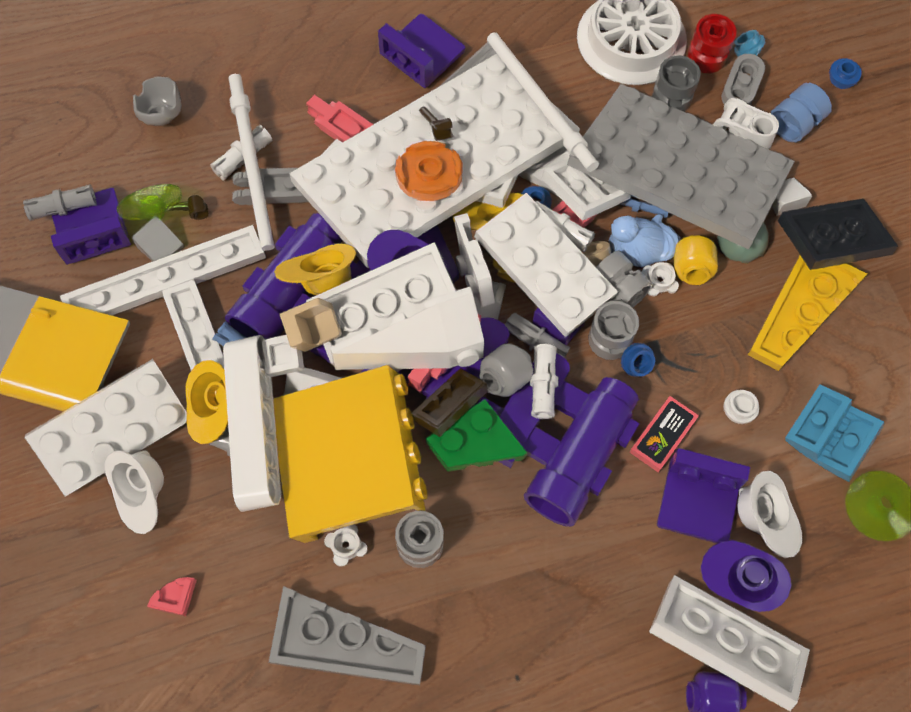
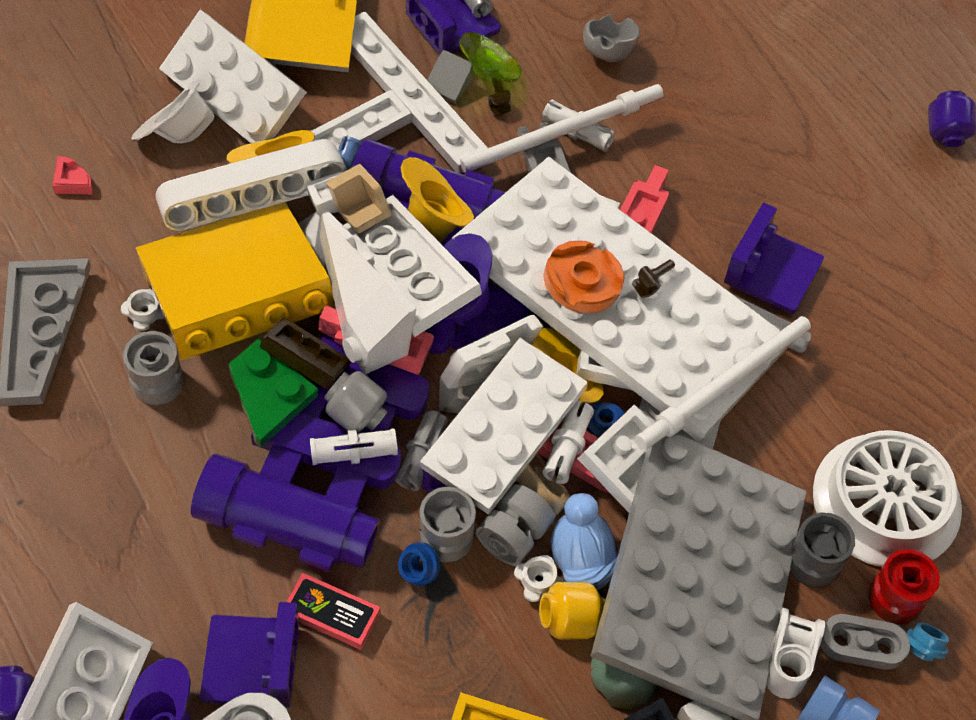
camera: 75 degrees right, 10 degrees down
(741, 406) = (385, 697): white plate -> none

